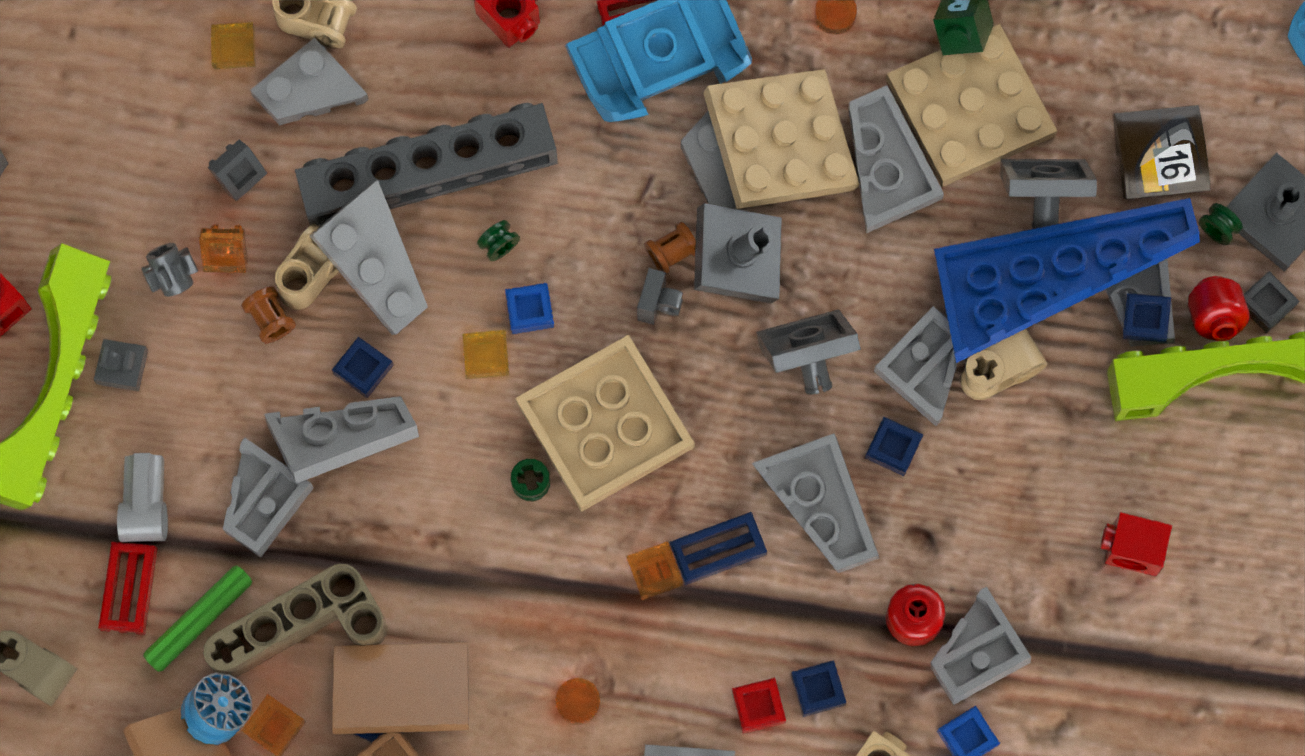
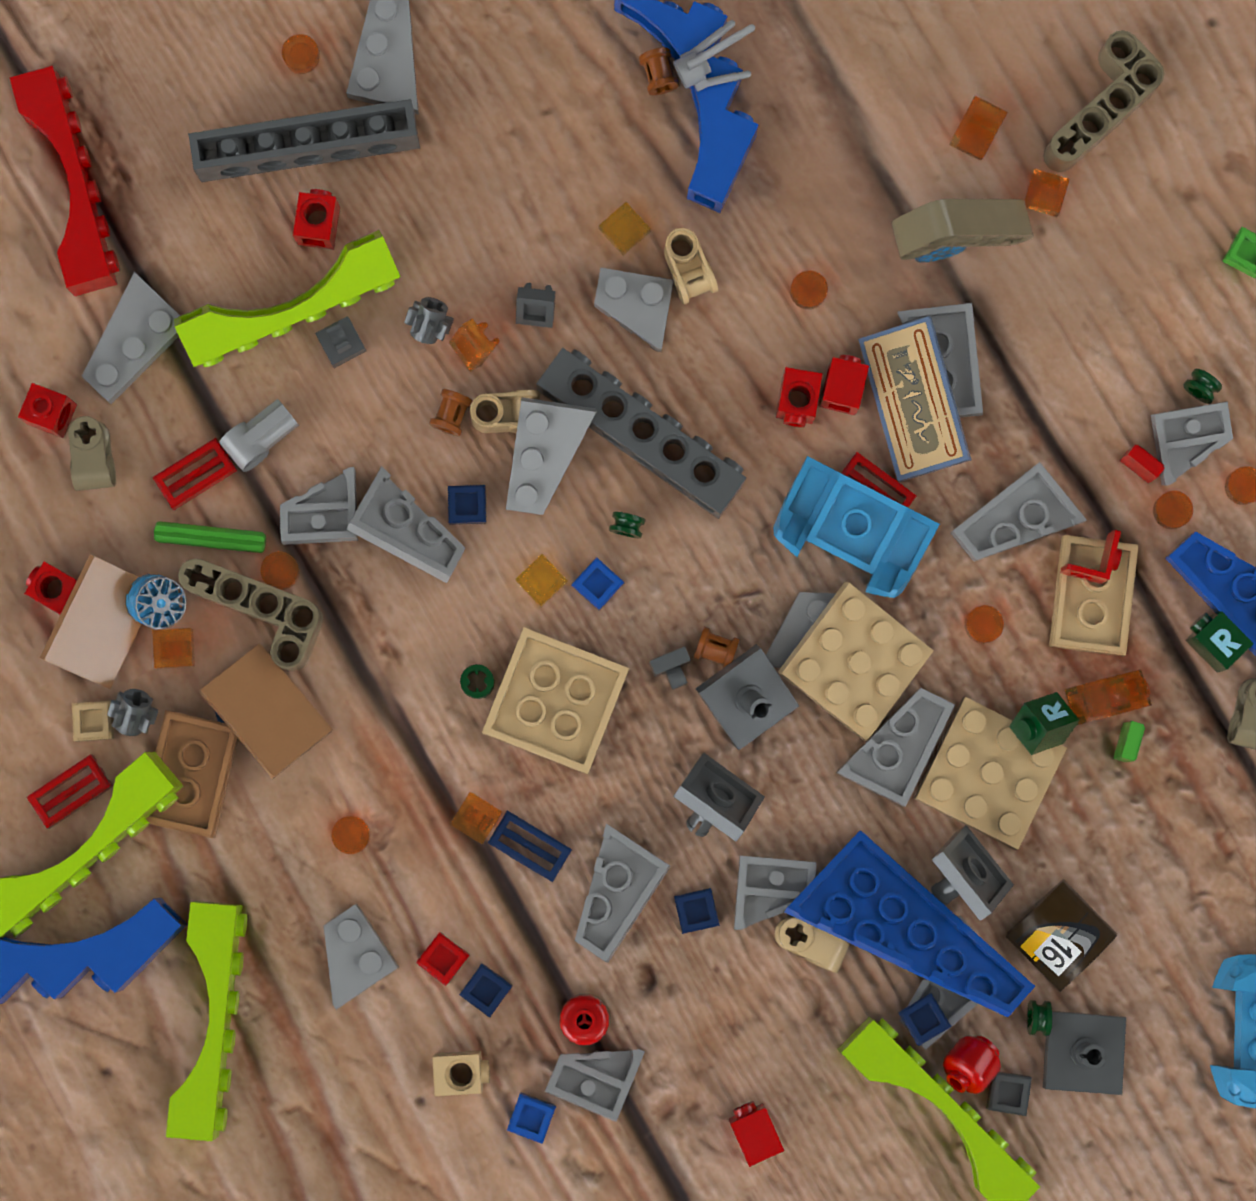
camera: 45 degrees right, 10 degrees up
(280, 576) = (280, 570): none -> clear orange tile

